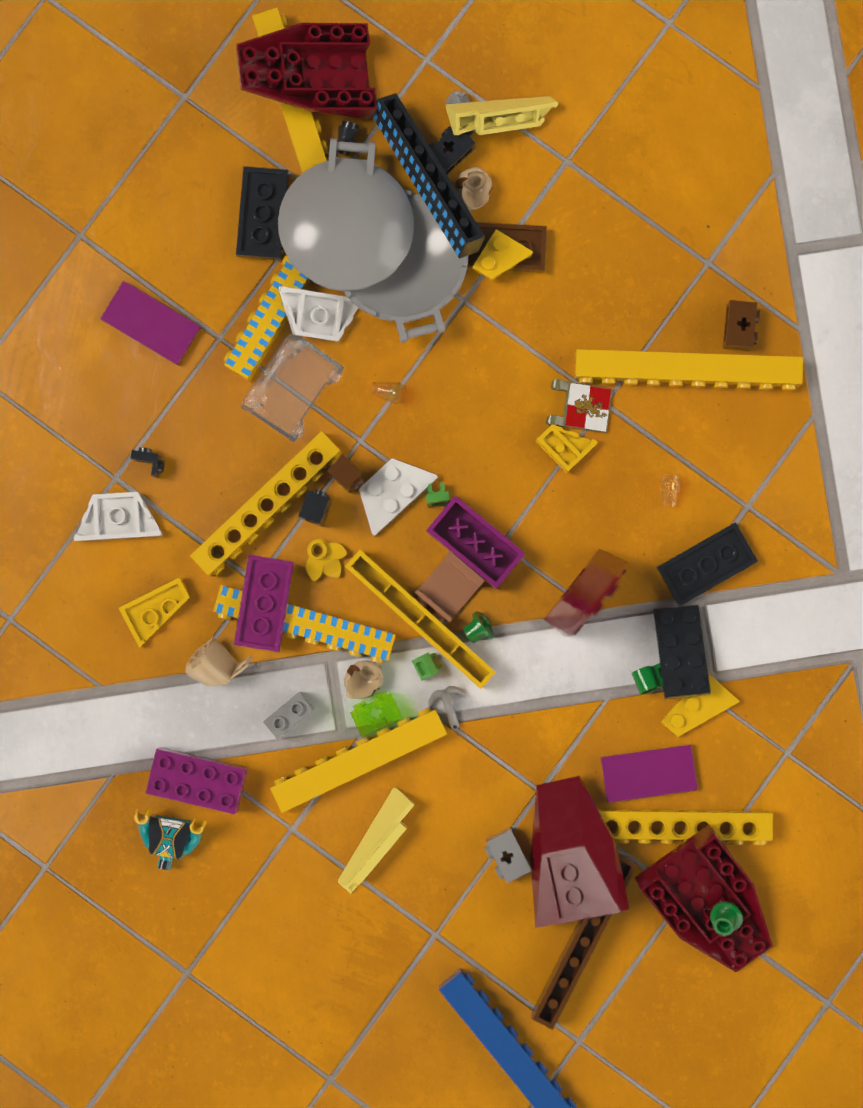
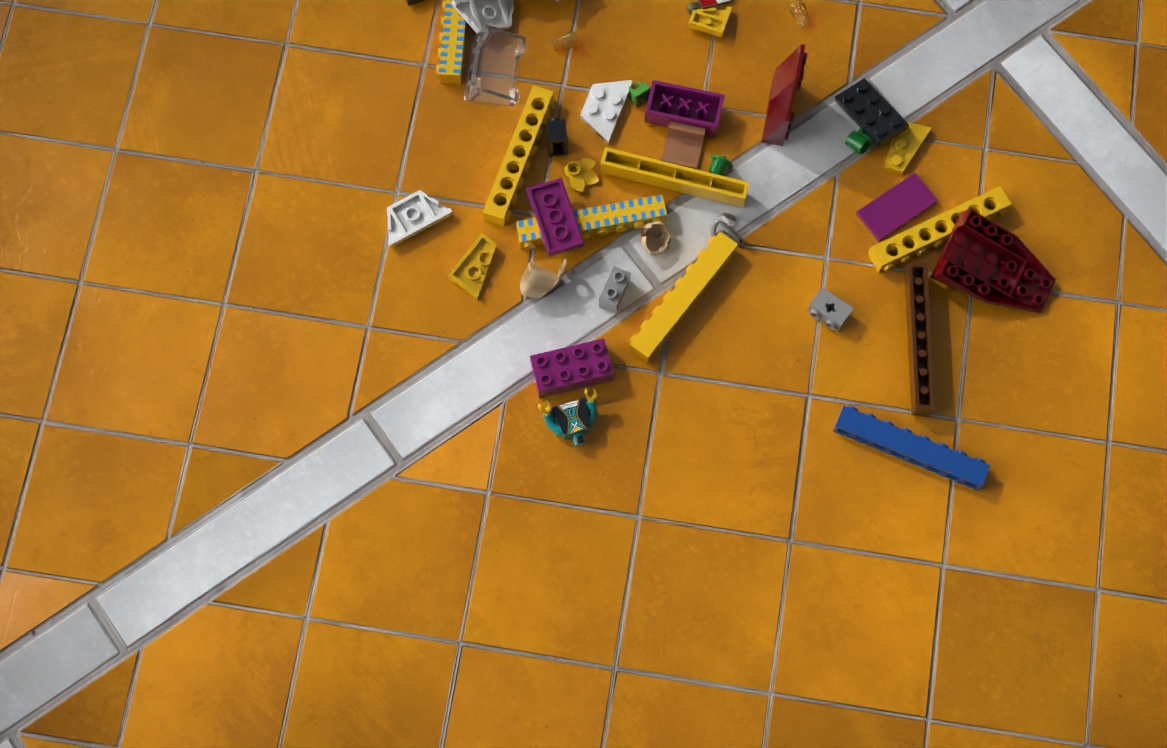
camera: 35 degrees left, 15 degrees down
(146, 456) = (414, 164): black bracket -> none
(150, 323) = (368, 76): magenta tile -> none
(346, 474) = (567, 104): reddish brown brick -> none
(368, 724) = (676, 268): clear neon green brick -> none
(378, 839) = (728, 347): light yellow wedge -> none
(425, 666) = (695, 209): bright green tile -> none
(573, 857) = (877, 282): dark red wedge -> none
(707, 564) = (854, 50): black plate -> none
(726, 918) = (1011, 269): green piece -> none

